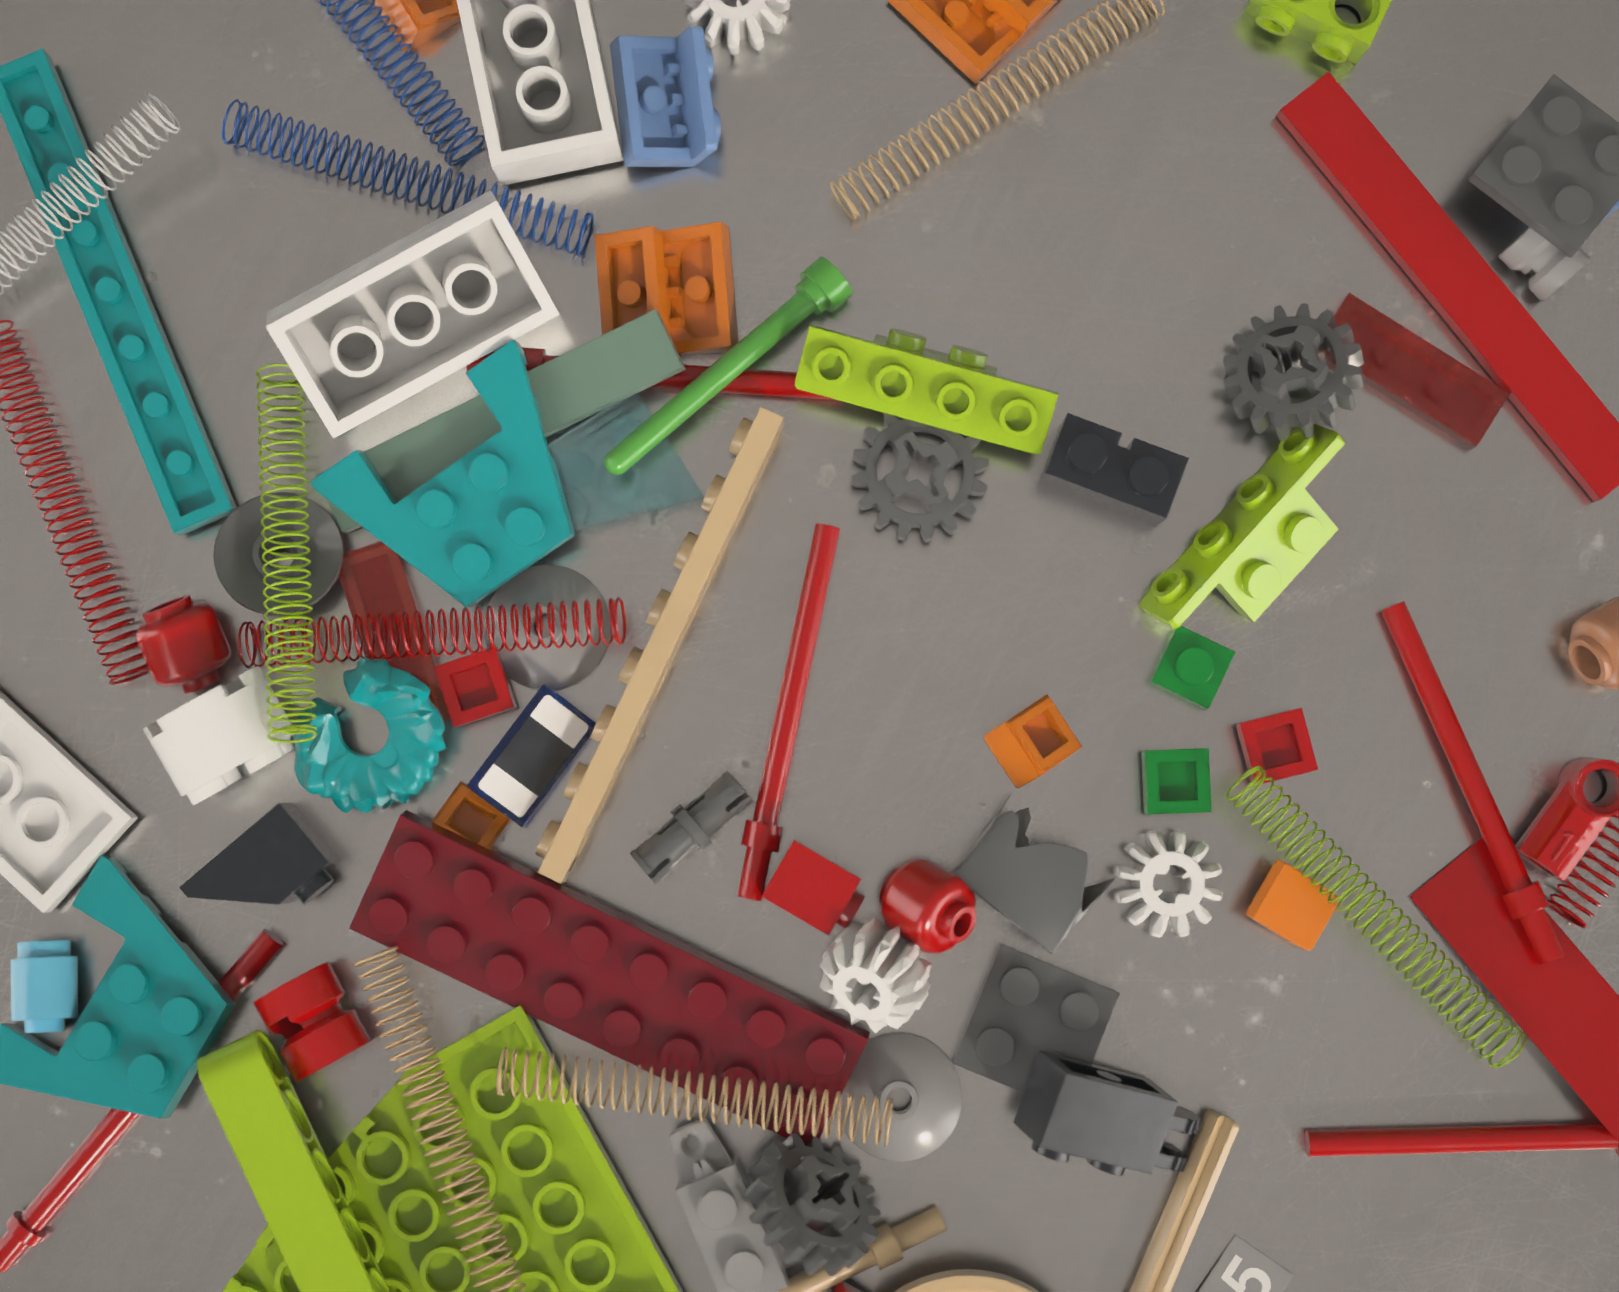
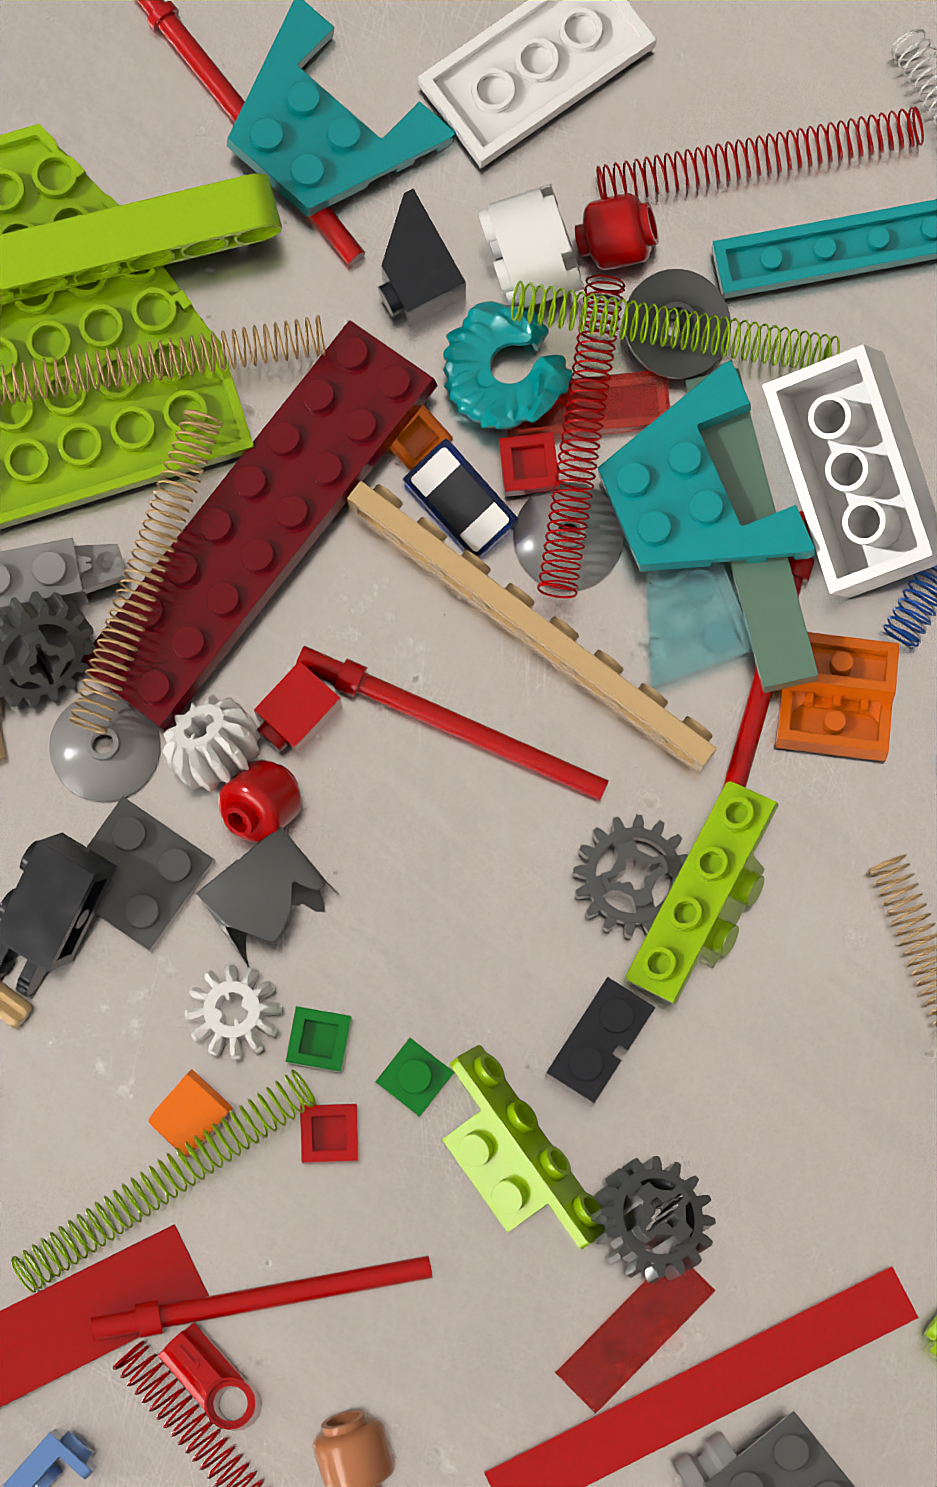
camera: 100 degrees right, 5 degrees down
(44, 985) = (357, 66): medium azure brick -> none
(311, 1021) = (279, 274): red wheel -> none
(691, 827) = (371, 619): dark grey pin -> none
(820, 290) = (809, 822): bright green piece -> none
(1032, 741) = (381, 926): orange slope -> none

